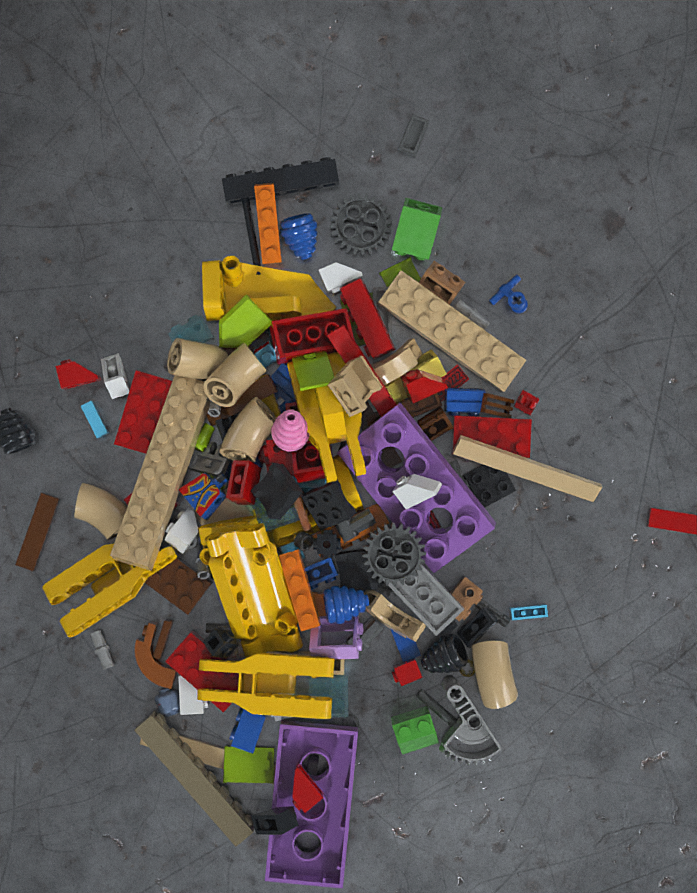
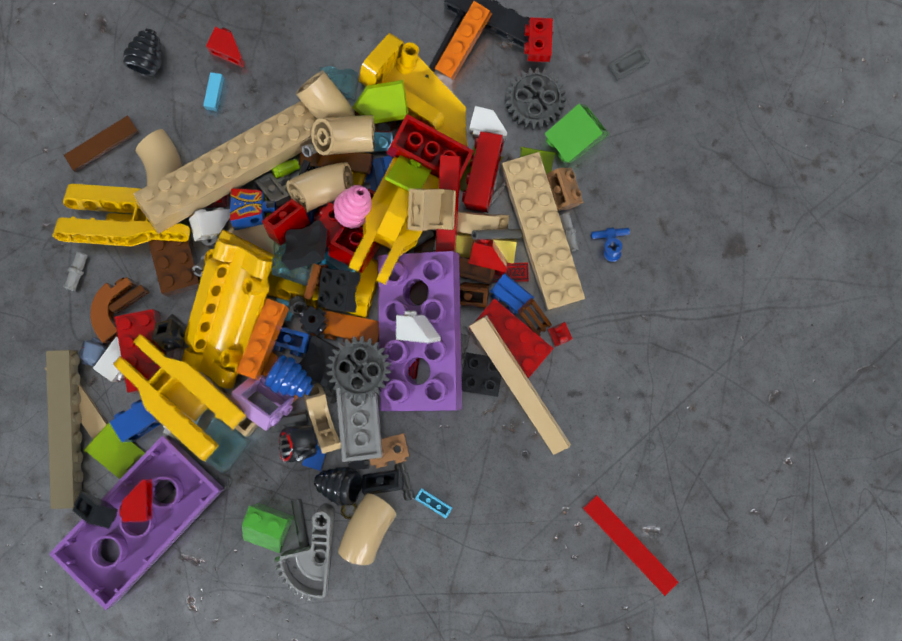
camera: 35 degrees right, 5 degrees down
(115, 376) = (254, 70): white slope -> none
(142, 411) = (252, 108): red brick -> none
(300, 234) = (482, 69): blue piece -> none
(329, 175) = (539, 39): none -> red brick
(356, 524) = (343, 323): dark grey piece -> none
(388, 648) = (297, 443): none -> black piece
(406, 672) = (298, 475): red brick -> none
(418, 362) = (496, 234): none -> dark grey piece

